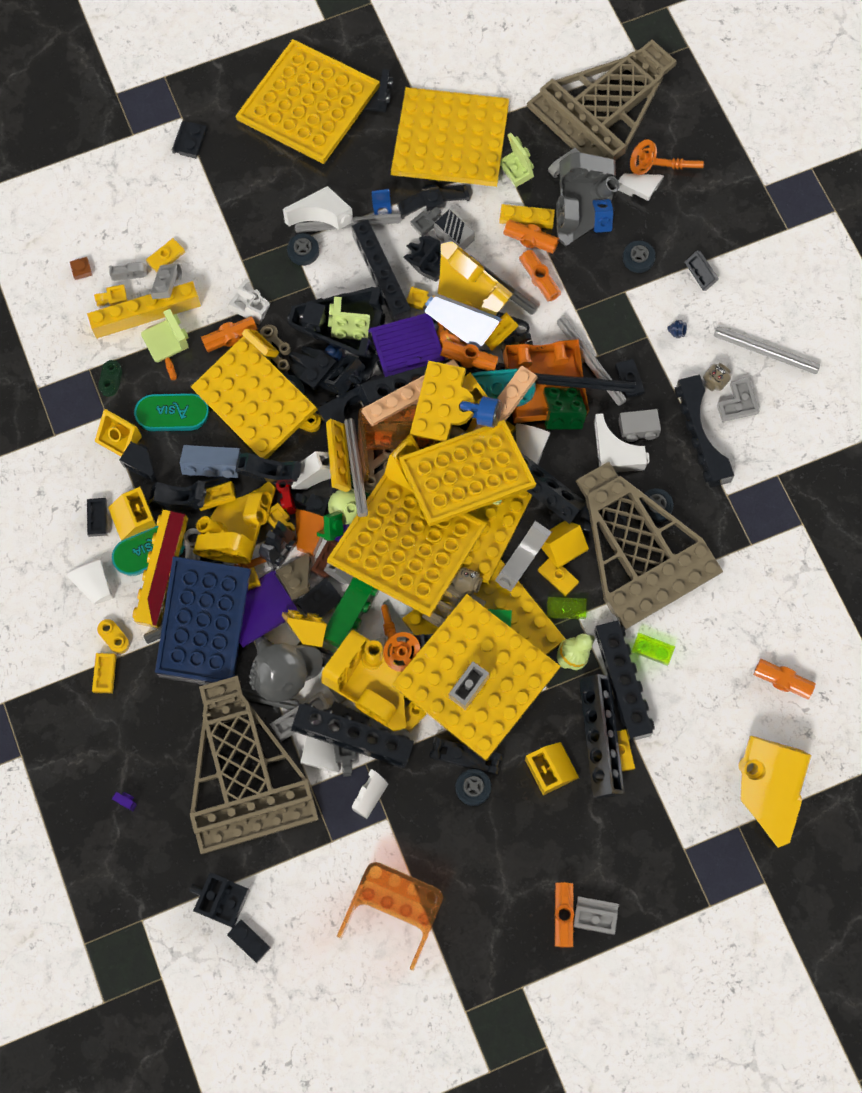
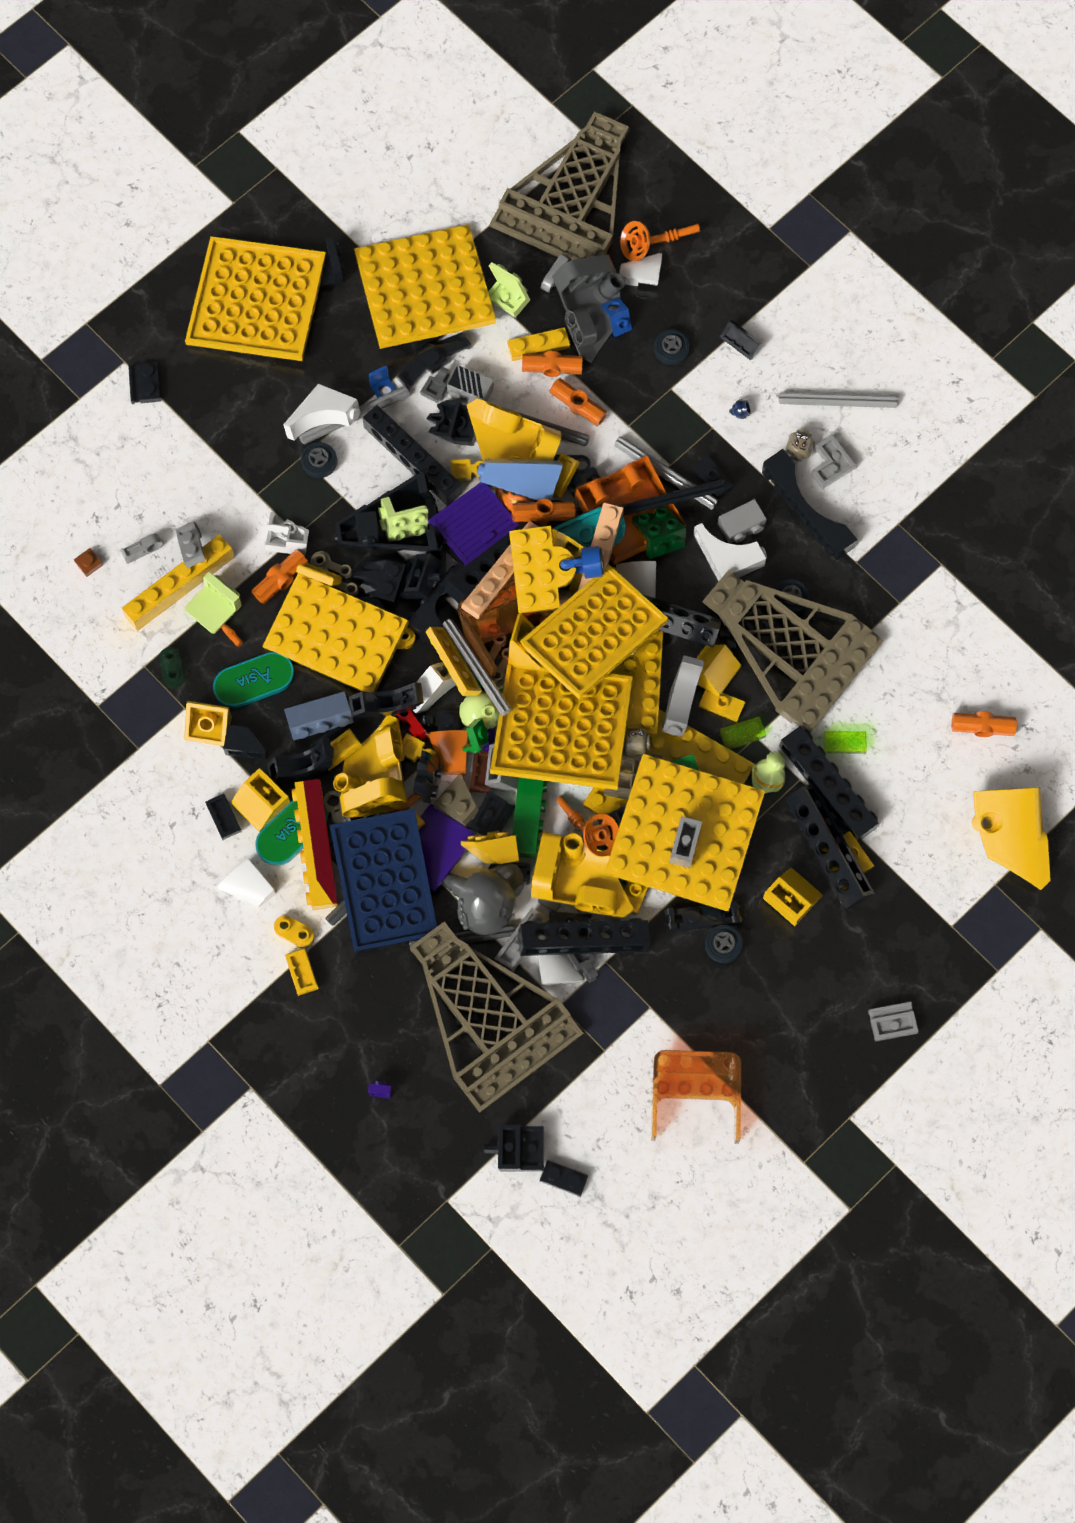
camera: 25 degrees left, 0 degrees up
(114, 296) = (138, 578): yellow plate -> none
(165, 255) = (173, 517): yellow plate -> none
(335, 353) = (398, 557): dark blue plate -> none
(369, 794) = (624, 989): white slope -> none
(563, 928) = (867, 1045): orange piece -> none

